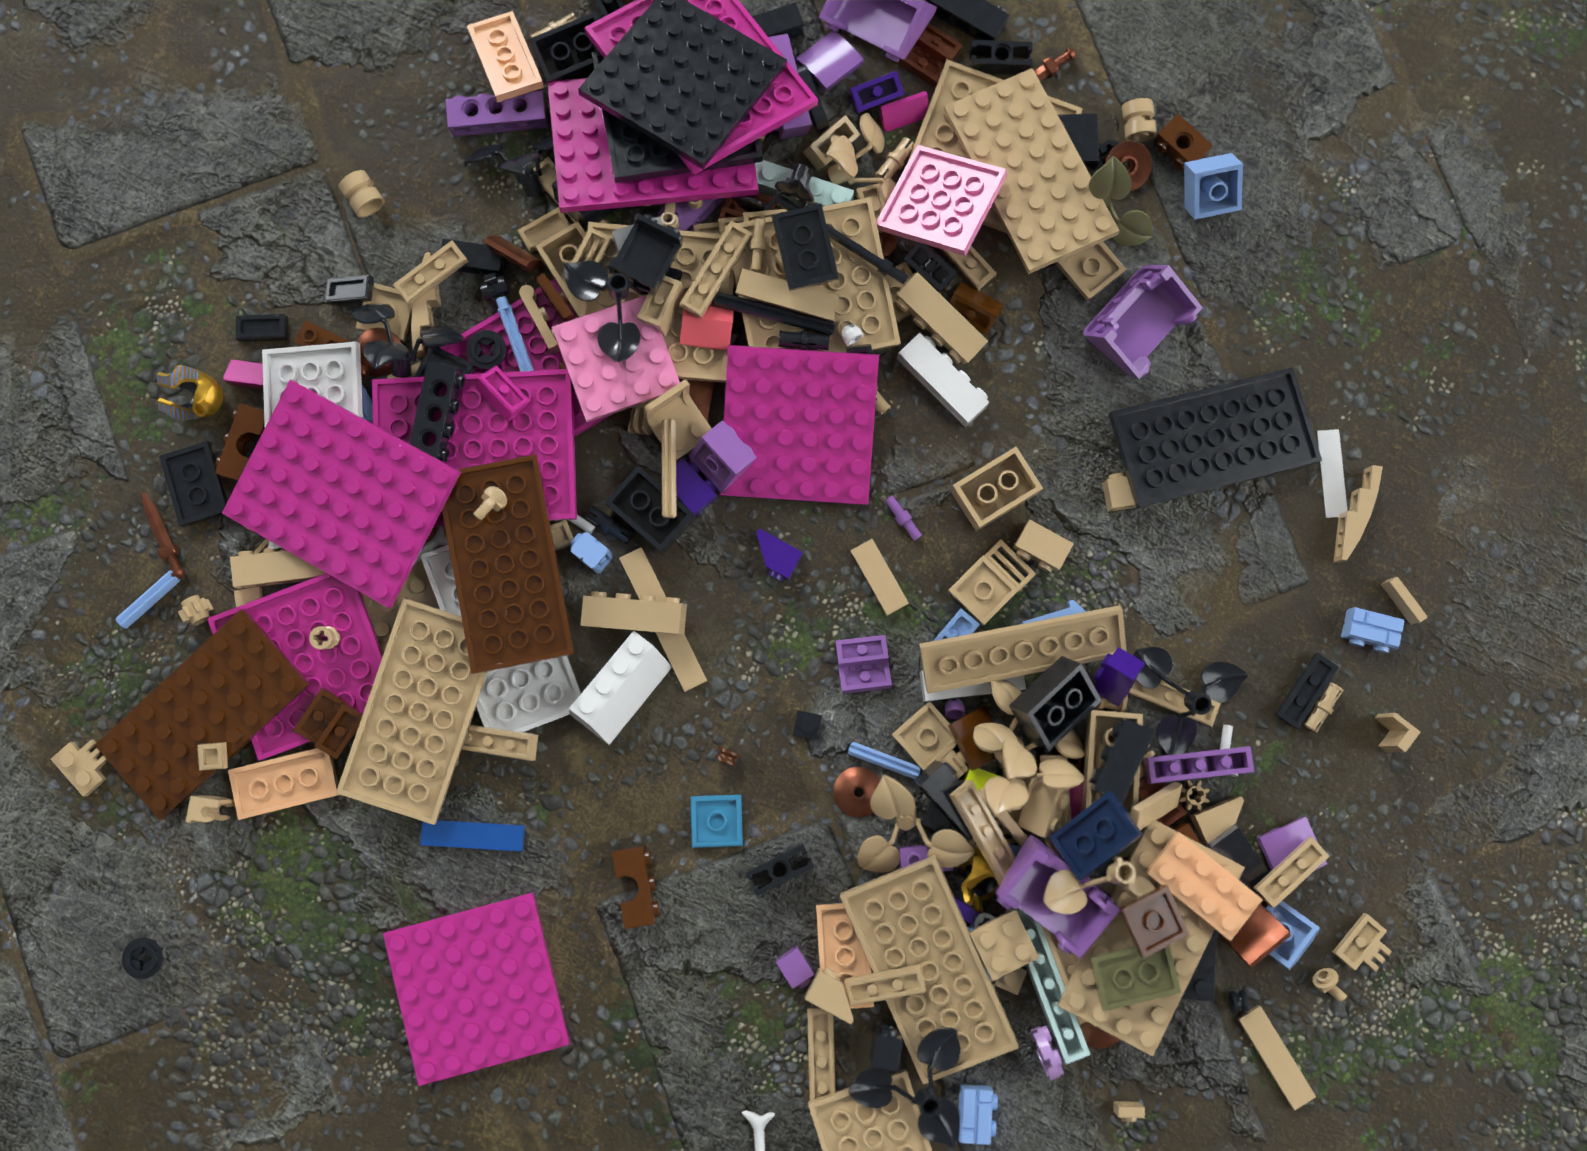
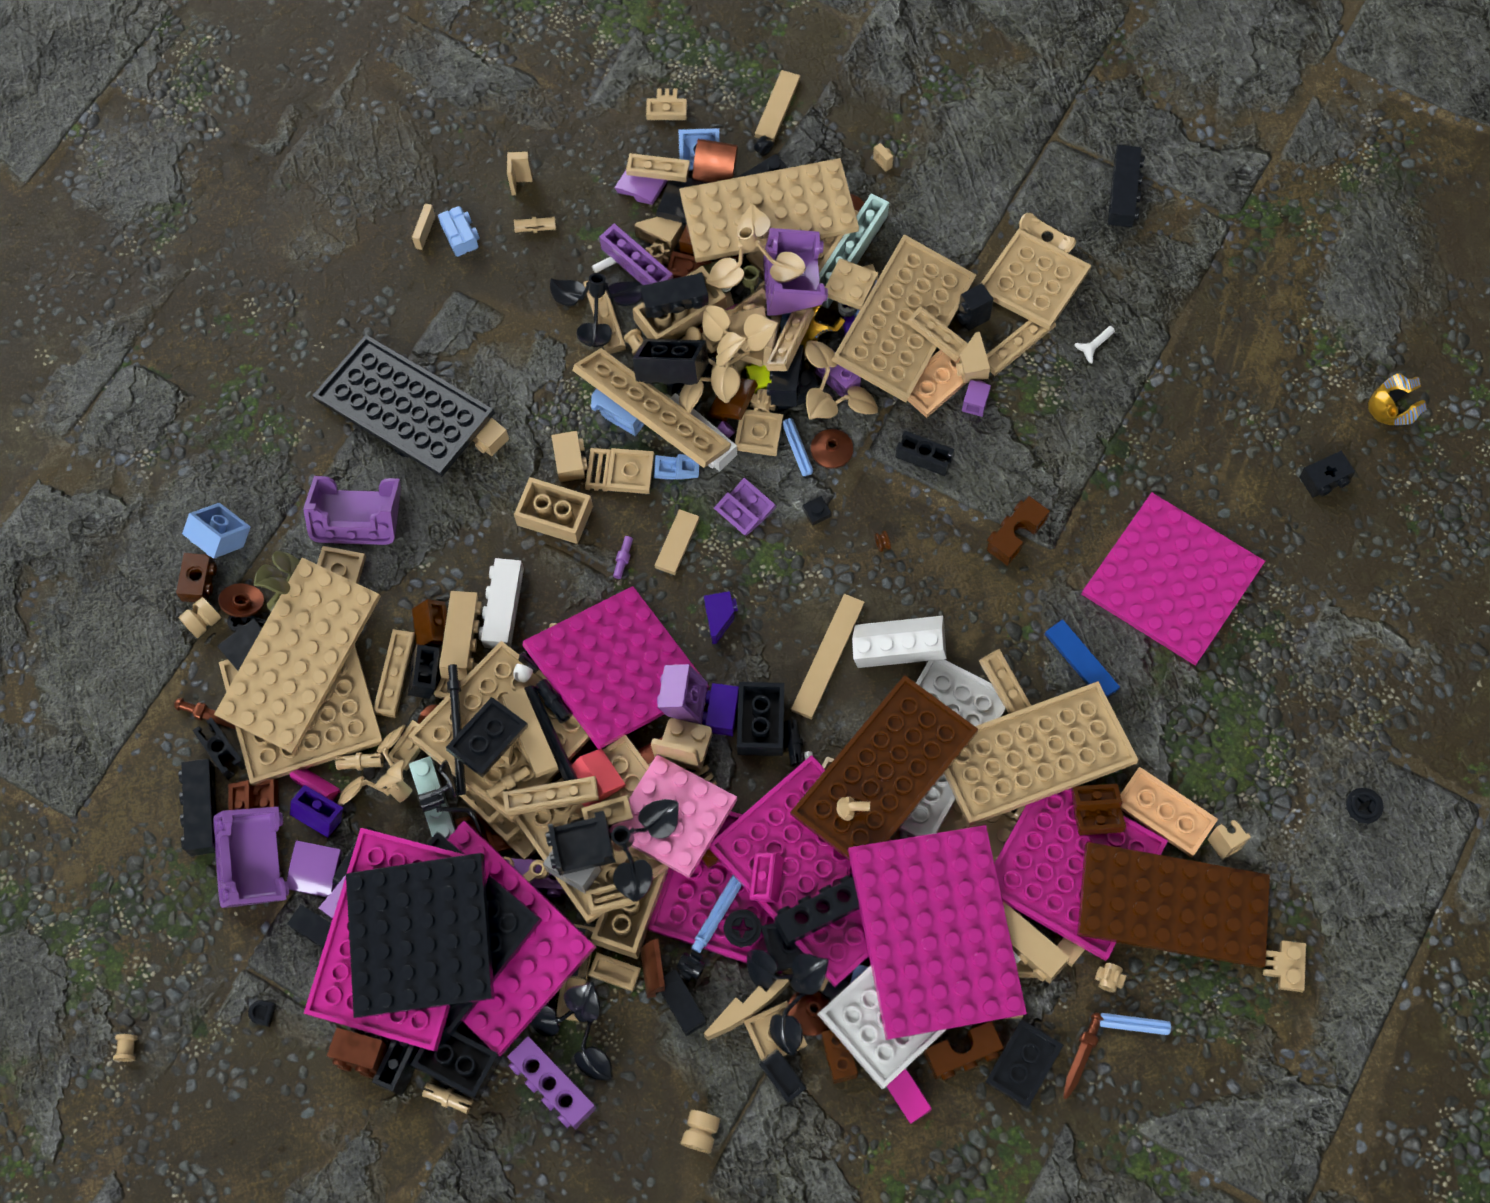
camera: 125 degrees left, 15 degrees down
(206, 391) = (957, 1112): pearl gold piece -> none
(212, 756) = (1193, 866): tan tile -> none
(261, 327) = (867, 1122): black tile -> none
(316, 637) = (1045, 863): tan bush -> none
(430, 273) = (719, 1016): tan tile -> none
(505, 56) = (500, 1111): light nougat plate -> none
(539, 316) = (687, 906): tan plate -> none
(556, 299) = (665, 897): reddish brown plate -> none
(591, 552) = (825, 731): light blue brick -> none
(634, 614) = (842, 671): tan brick -> none
(669, 468) = (723, 719): tan axle -> none
(716, 821) = (929, 517): dark azure tile -> none
(817, 150) = (382, 811): tan brick -> none
(938, 1118) = (984, 251): black plant -> none
(941, 200) = (370, 691): plate -> none
(976, 1114) = (965, 234): light blue brick -> none
(1048, 1057) = (892, 220): lavender plate -> none
(1095, 836) = (736, 272): dark blue plate -> none
(1117, 676) = (619, 340): dark purple piece -> none
(1129, 979) = (801, 196): olive plate -> none
(1154, 921) = (759, 204): plate -> none
(1156, 805) = (688, 262): tan tile -> none
(1204, 886) = (712, 199): light nougat plate -> none
(1306, 691) = (532, 240): black plate -> none
(1326, 980) = (706, 110): tan plate -> none
(1332, 472) = (368, 326): white sticker -> none
(1353, 522) = (391, 288): tan slope -> none

